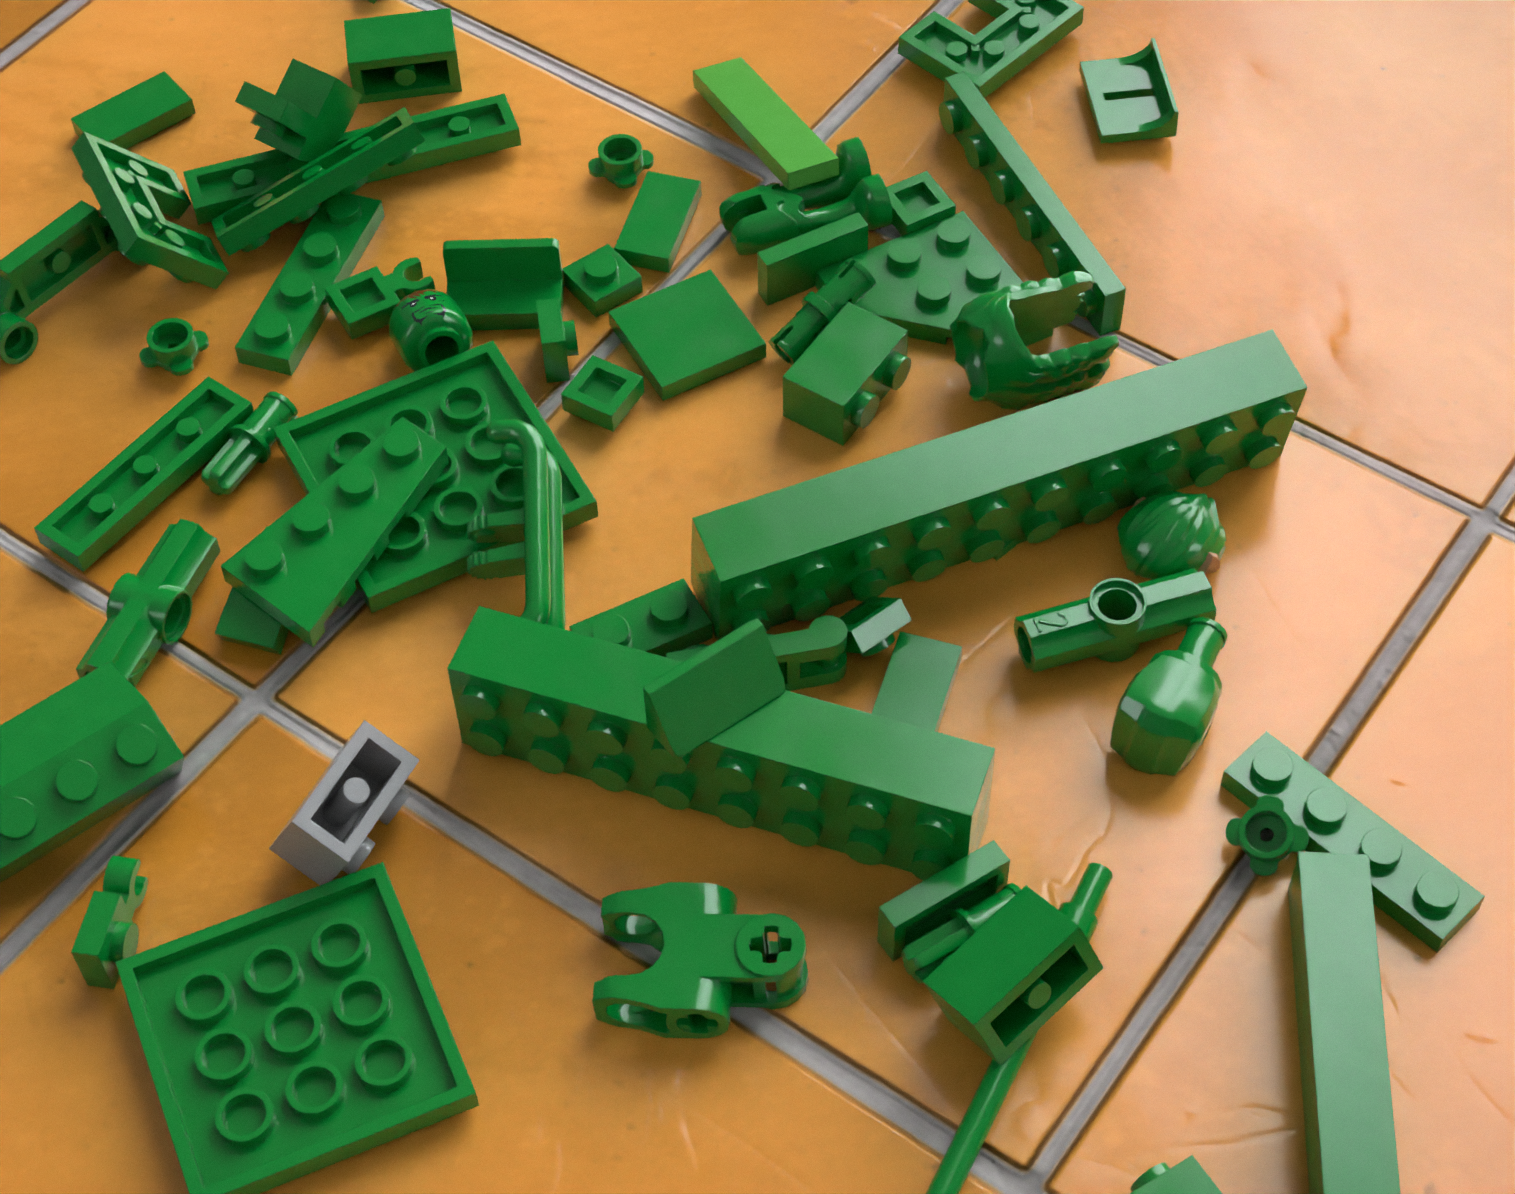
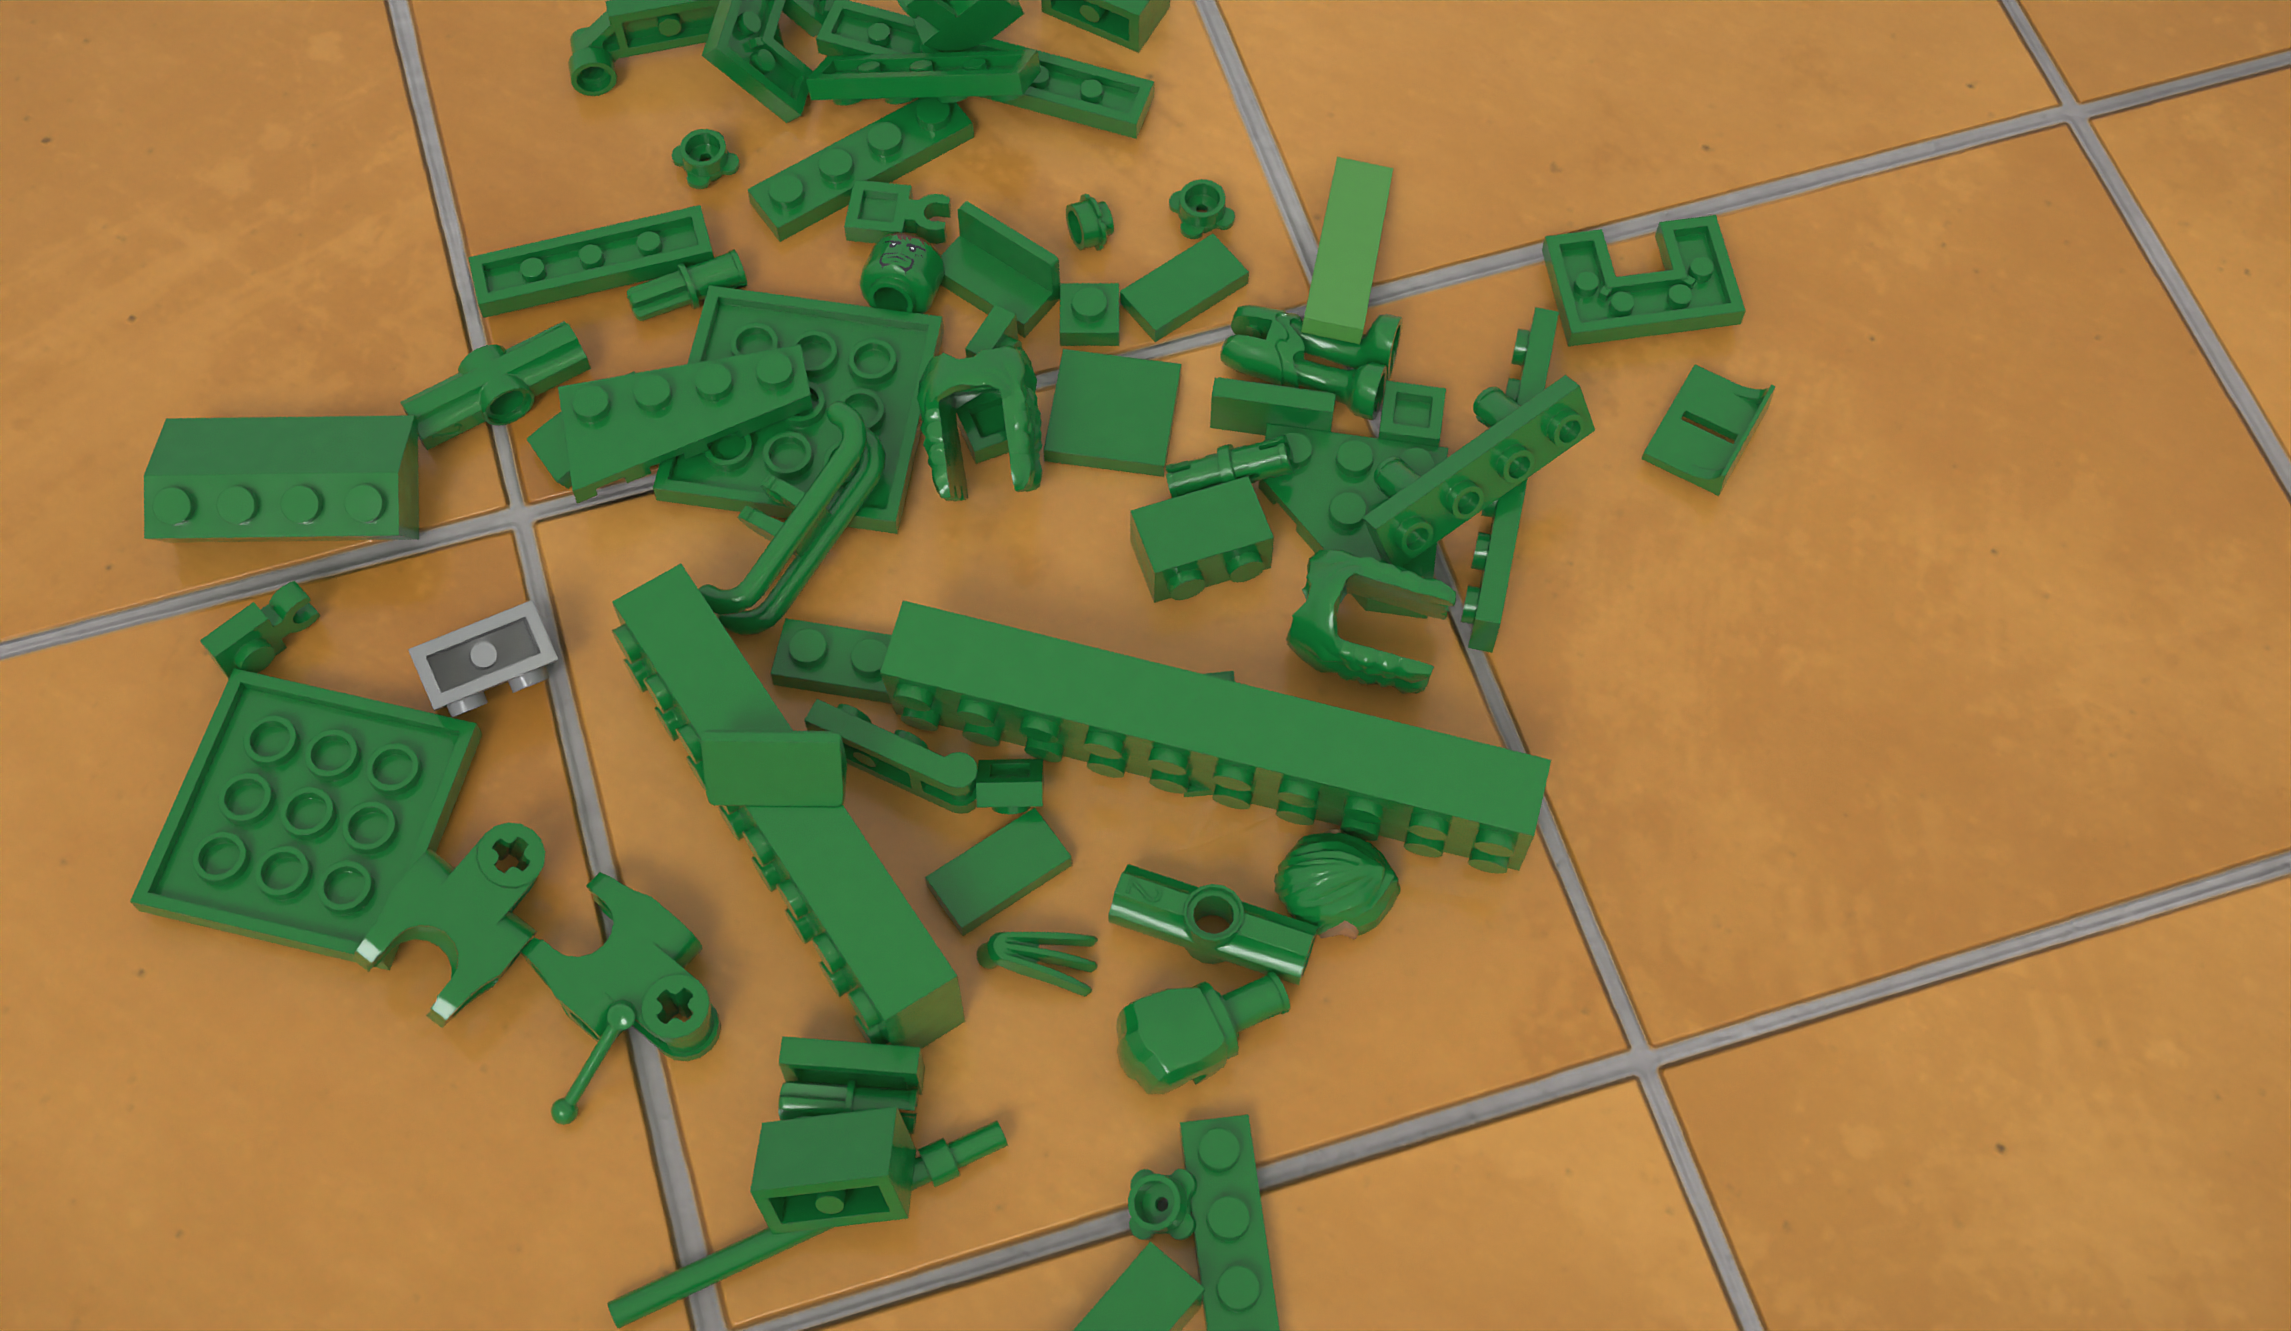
camera: 35 degrees right, 10 degrees up
(517, 1008) = (463, 913): none -> green piece
(542, 216) = (1089, 222): none -> green plate
(605, 331) = (954, 382): none -> green piece
(734, 981) = (620, 1017): none -> green hinge
(1012, 732) = (1021, 953): none -> green piece
(1016, 214) = (1479, 473): none -> green plate

